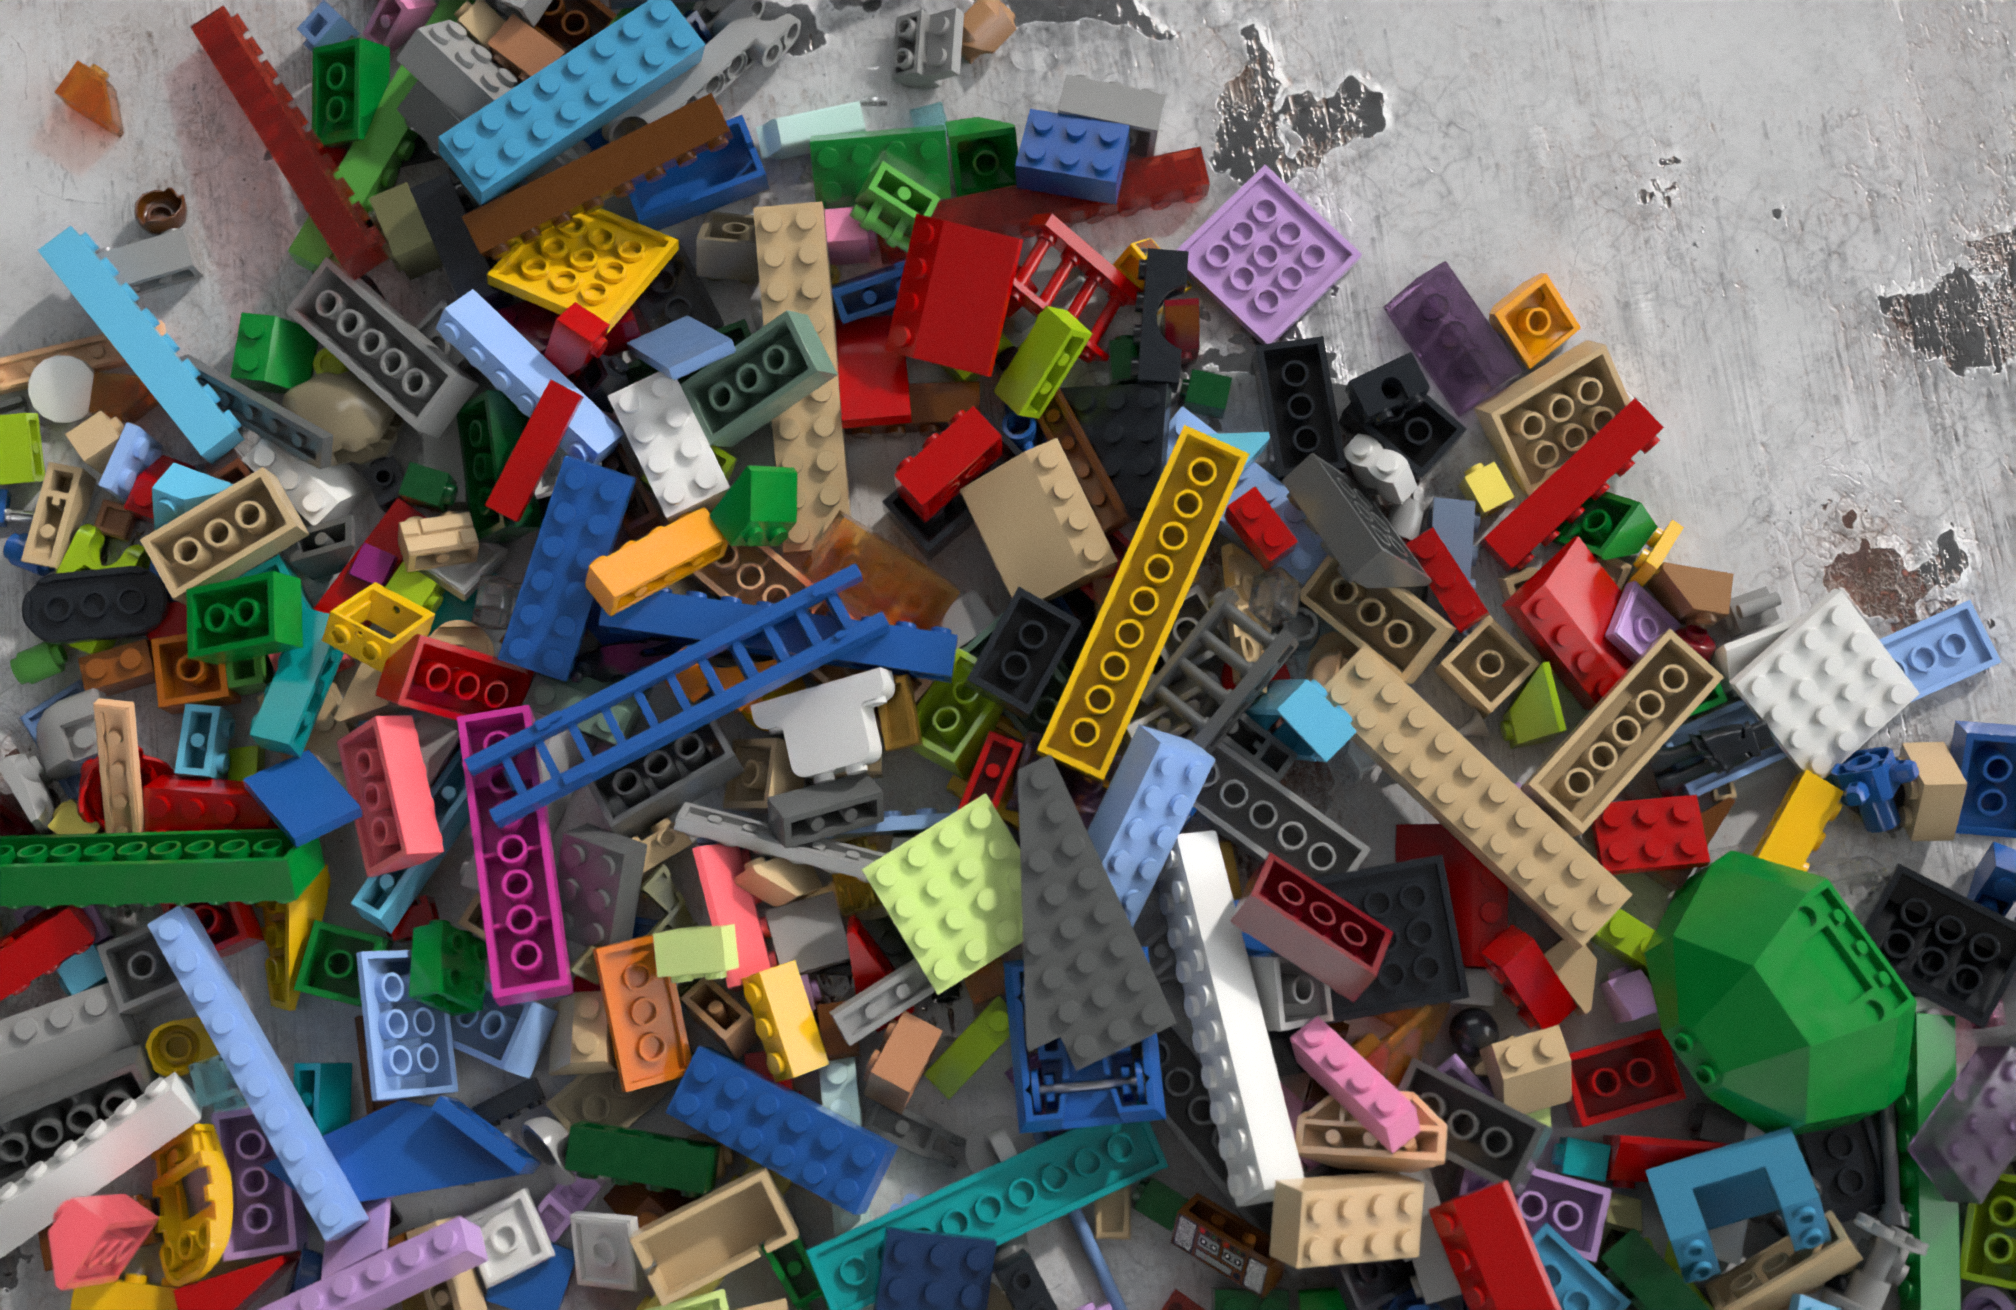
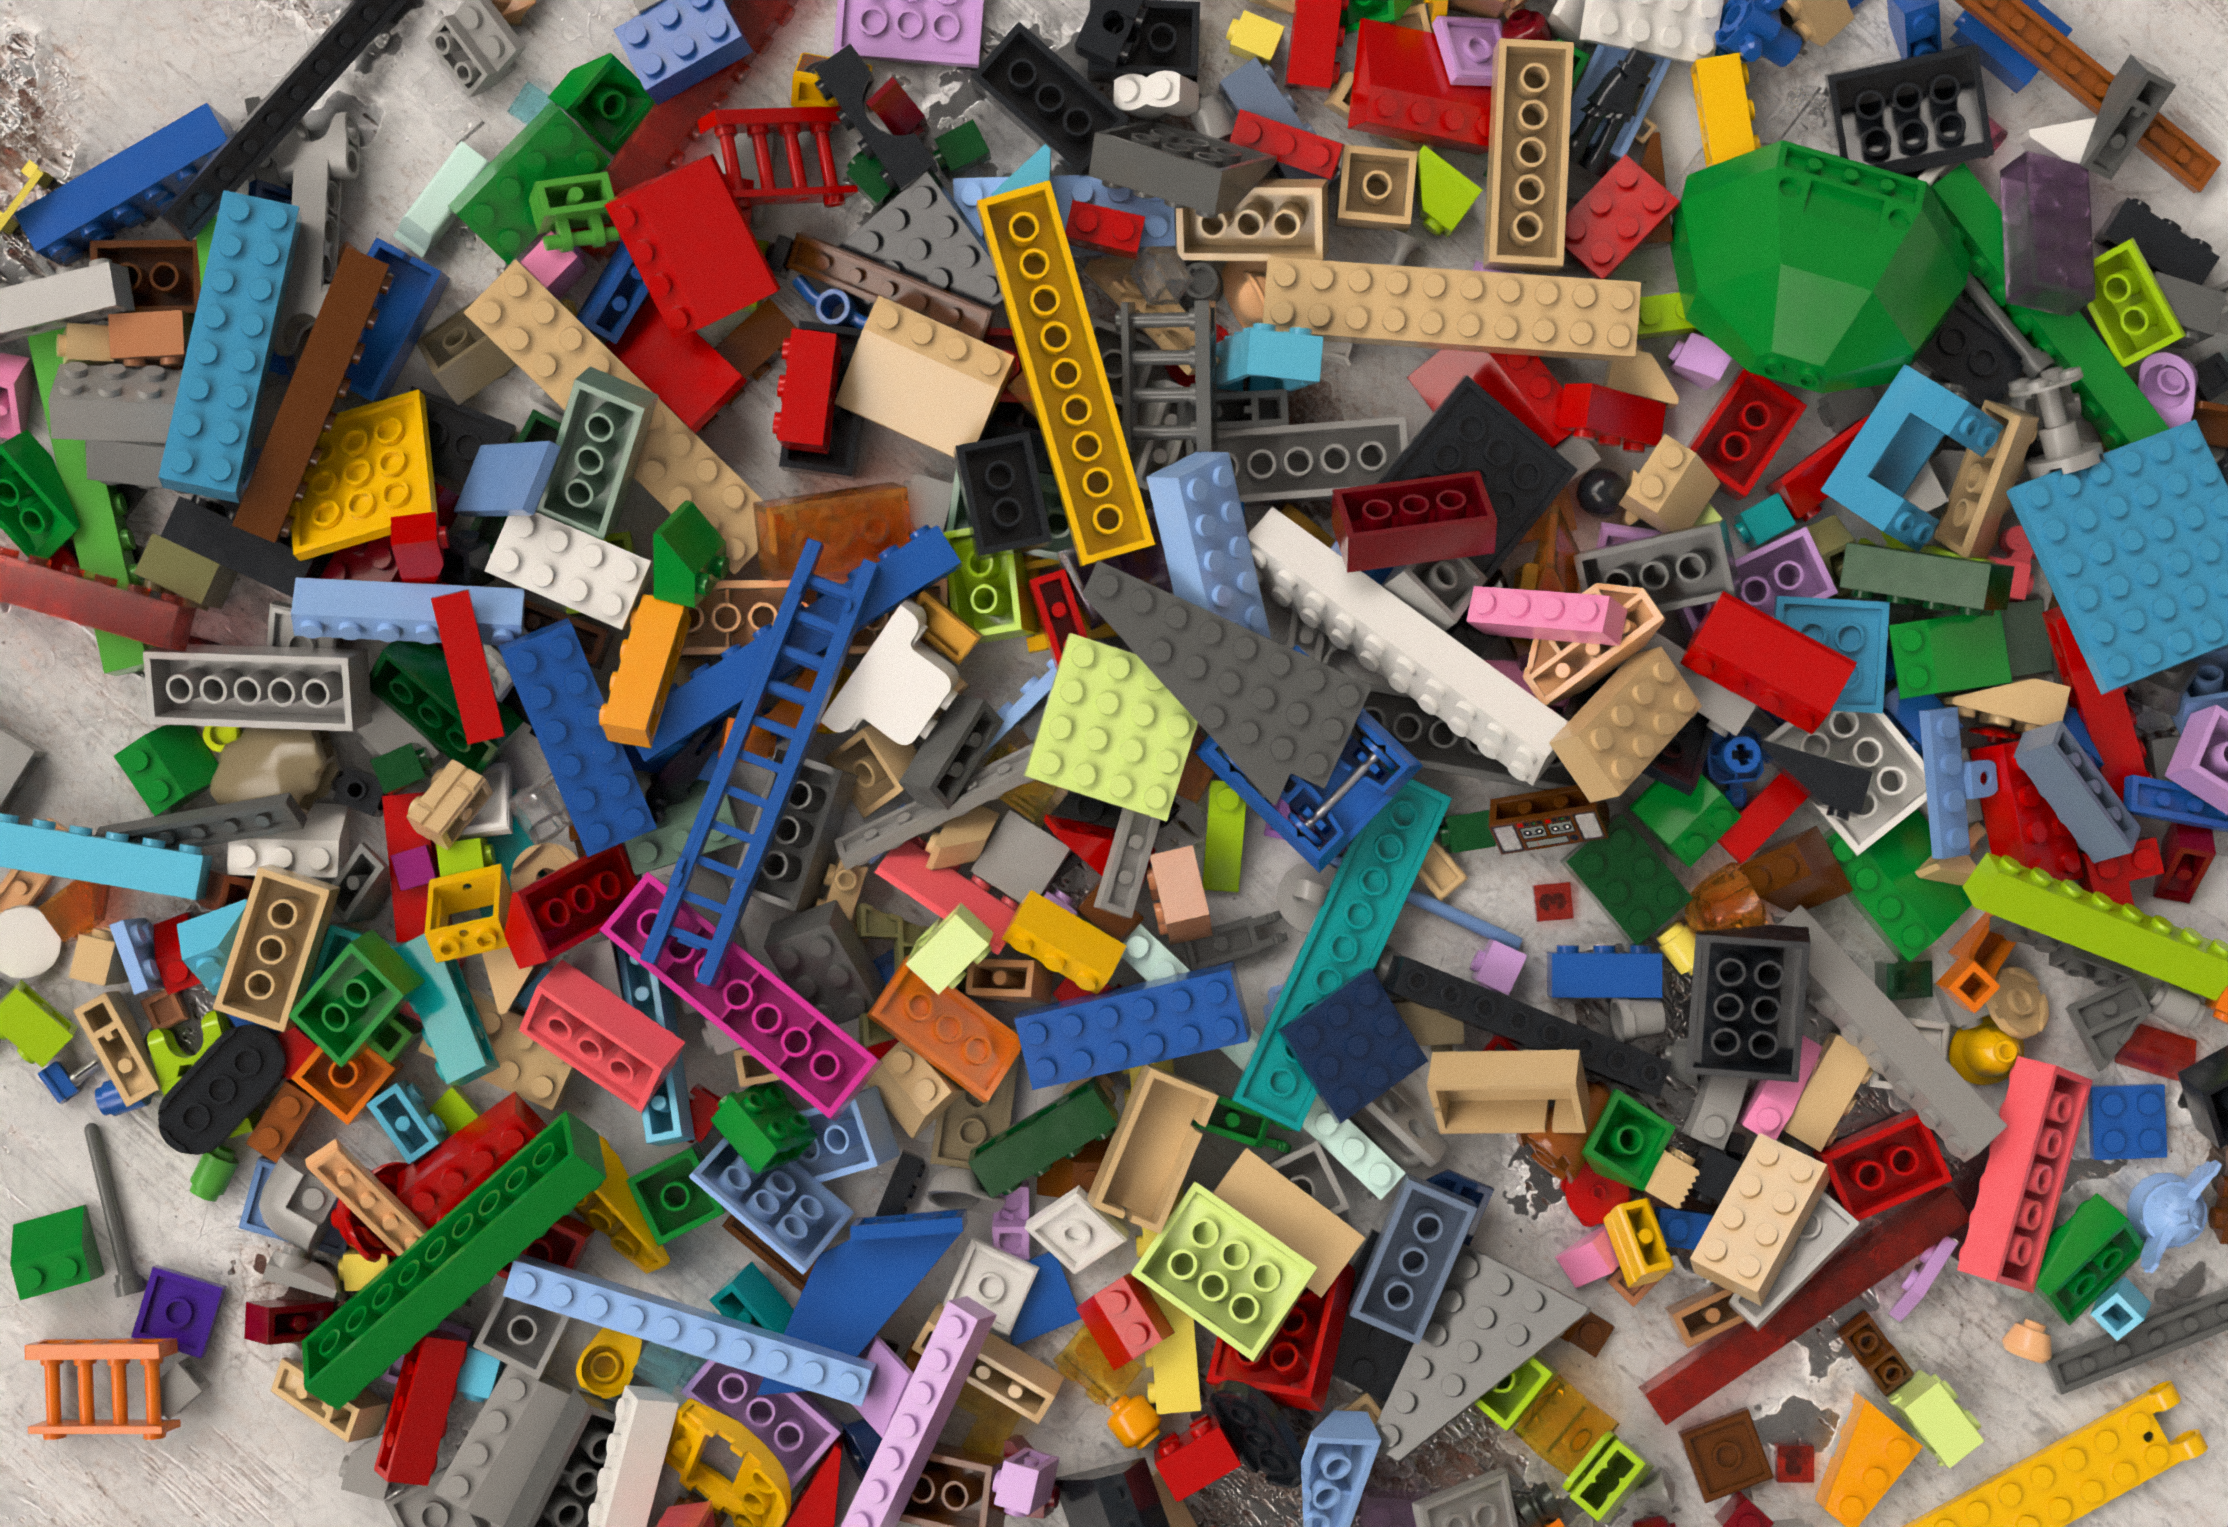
camera: 45 degrees left, 10 degrees up
(302, 798) = (534, 1096): blue tile -> none
(1042, 362) = (811, 240): lime brick -> none

